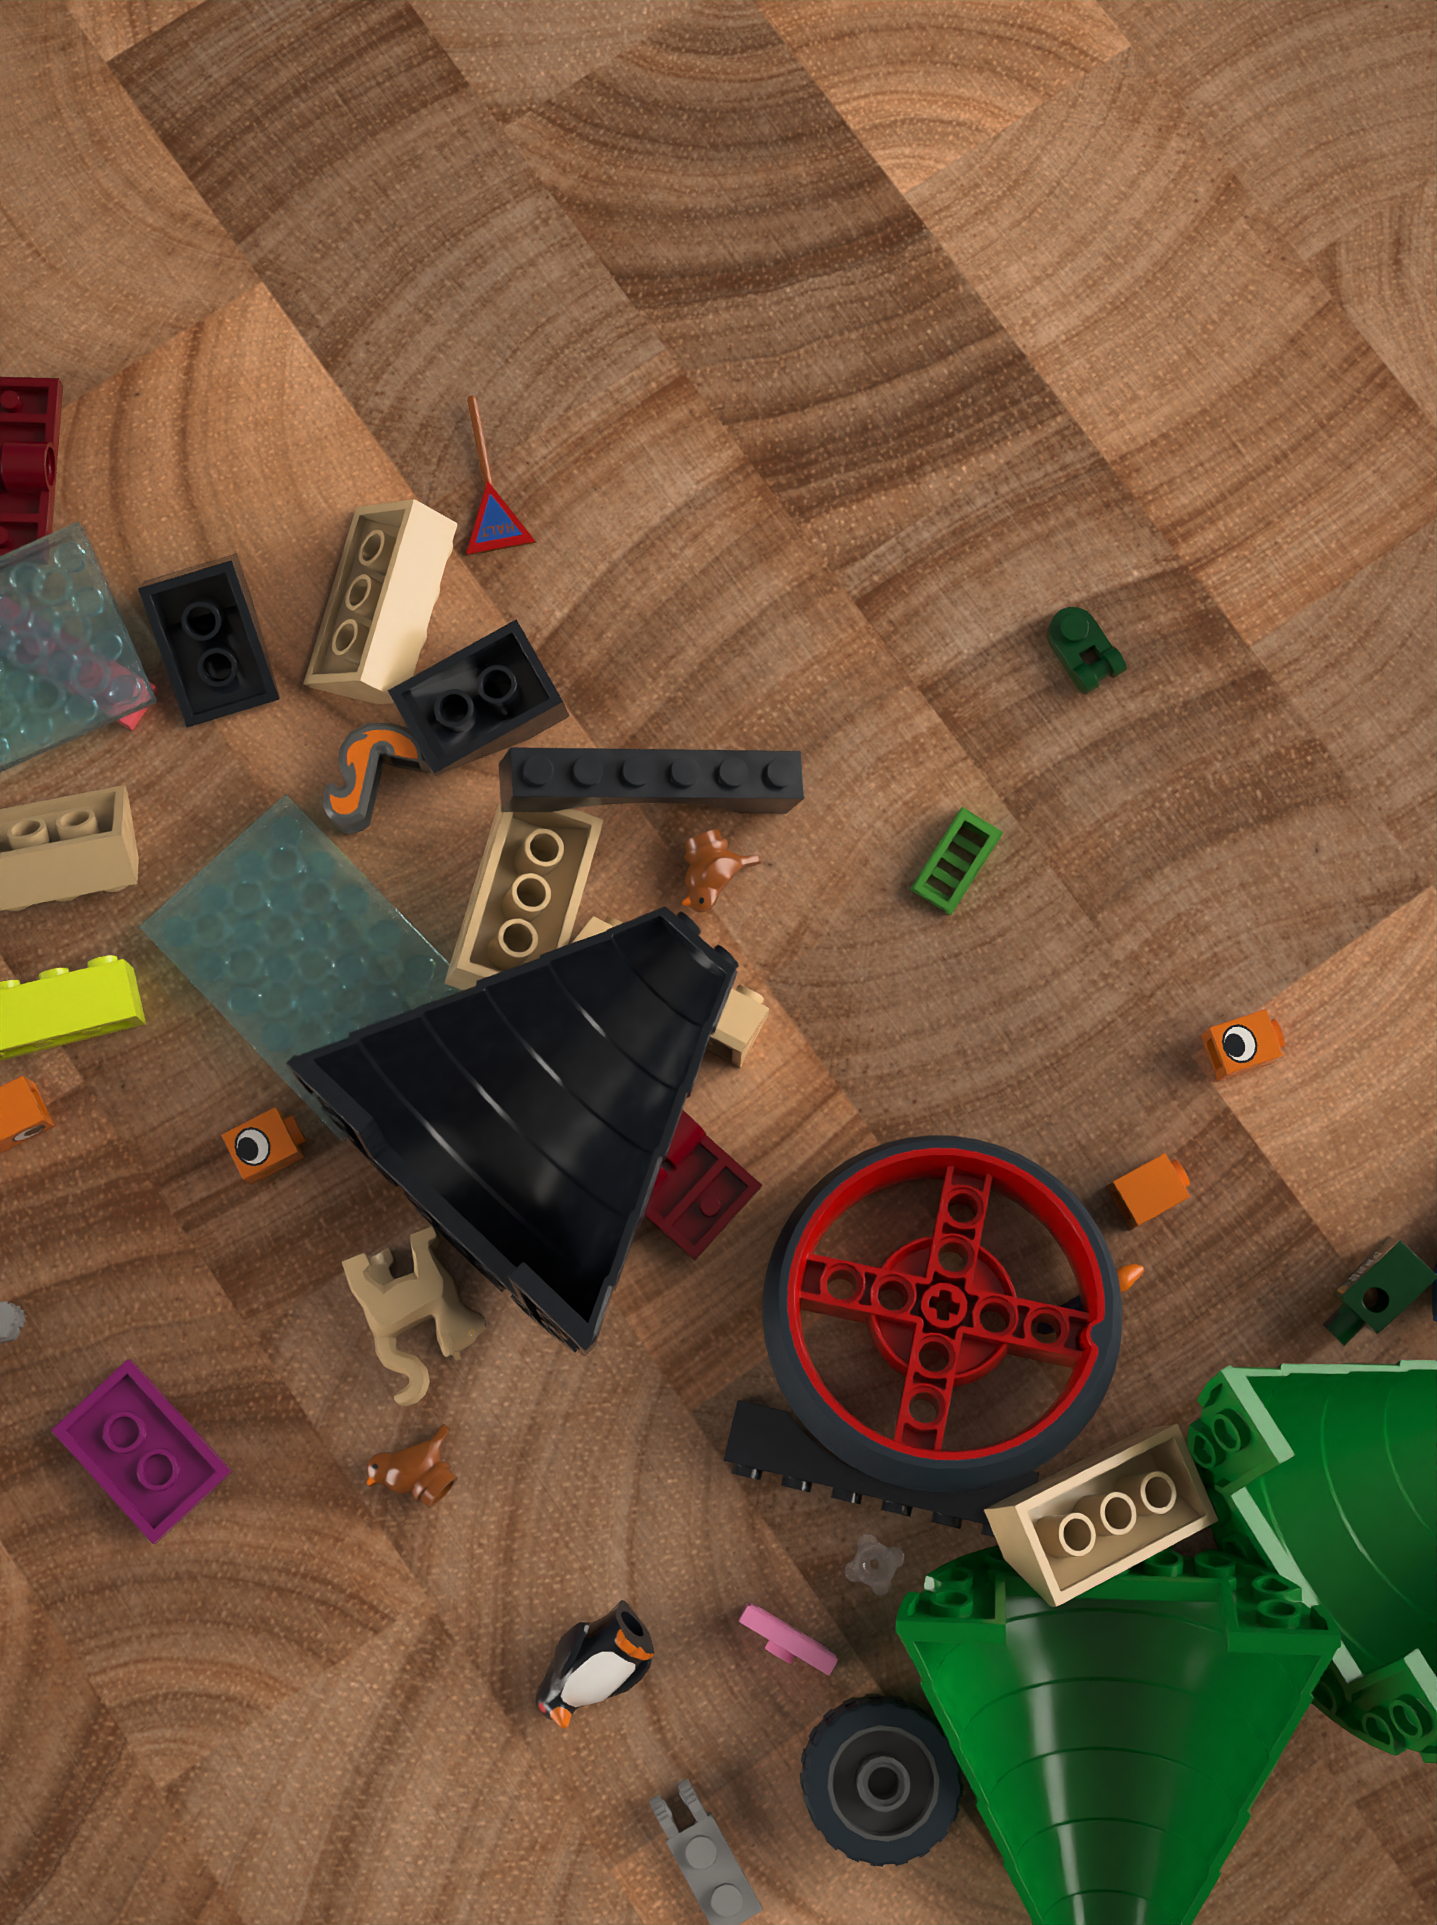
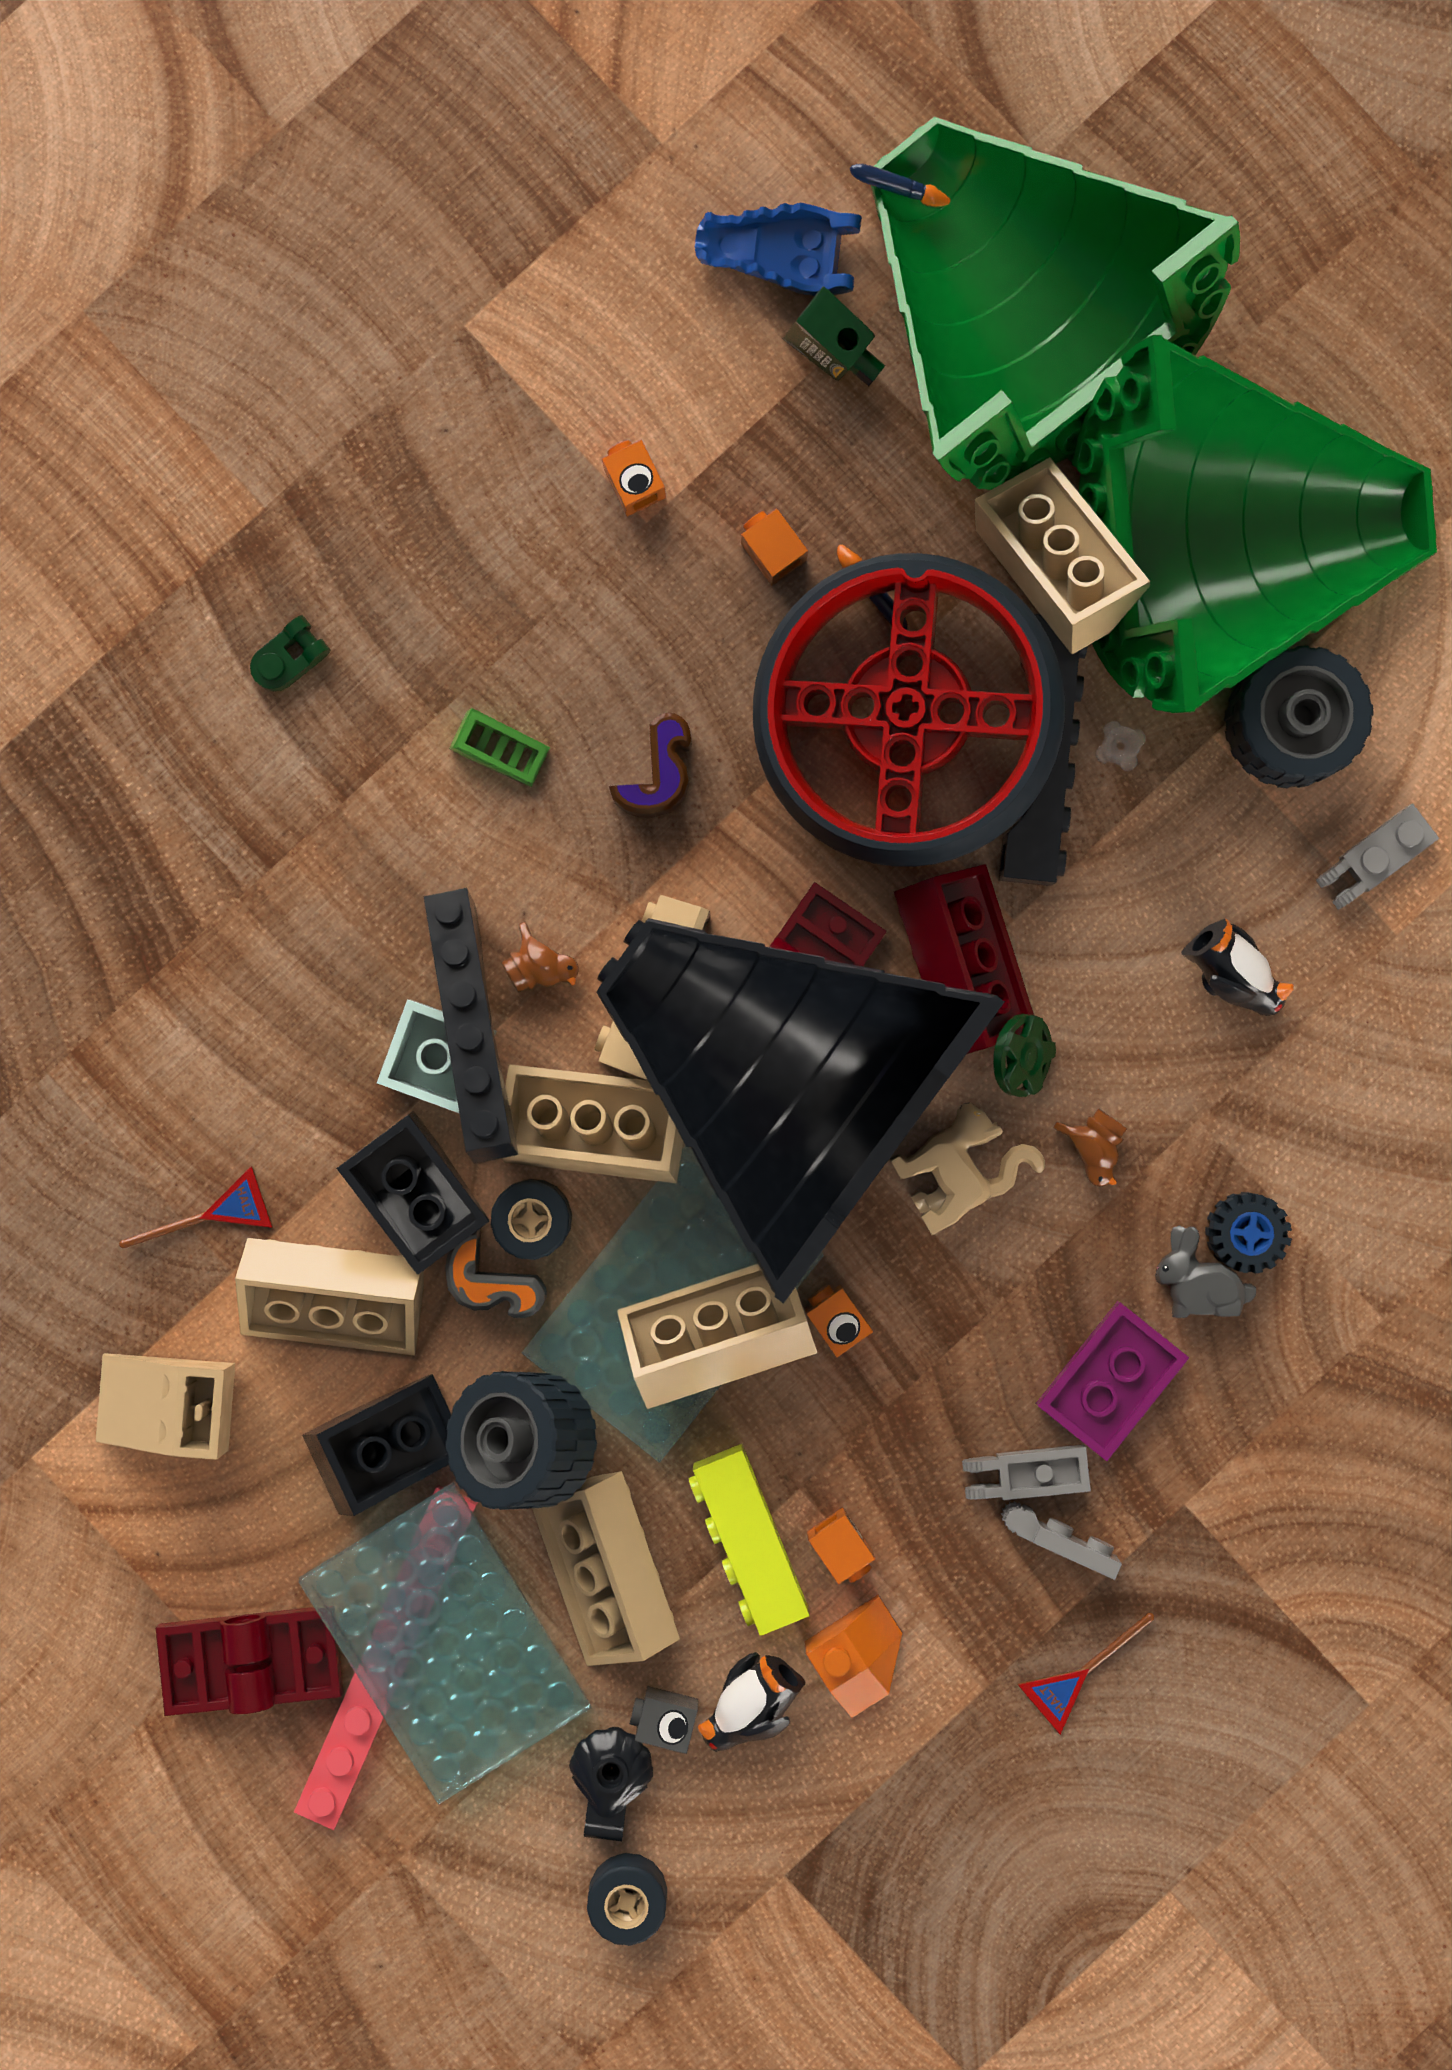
camera: 90 degrees left, 10 degrees up
(53, 1342) = (1031, 1473): none -> light grey hinge
(188, 774) = (520, 1440): none -> black wheel
(233, 1568) = (1200, 1286): none -> dark grey animal
(266, 997) = (712, 1335): none -> tan slope
(268, 1632) = (1264, 1235): none -> black wheel
(291, 421) = (166, 1405): none -> tan slope
(429, 806) = (517, 1223): none -> black wheel
(530, 1400) = (1026, 1055): none -> dark green wheel
(627, 720) = (420, 1057): none -> light aqua brick
(657, 1351) = (964, 942): none -> dark red slope
(786, 1640) = (1194, 810): bright pink plate -> none
(907, 1038) = (669, 773): none -> animal

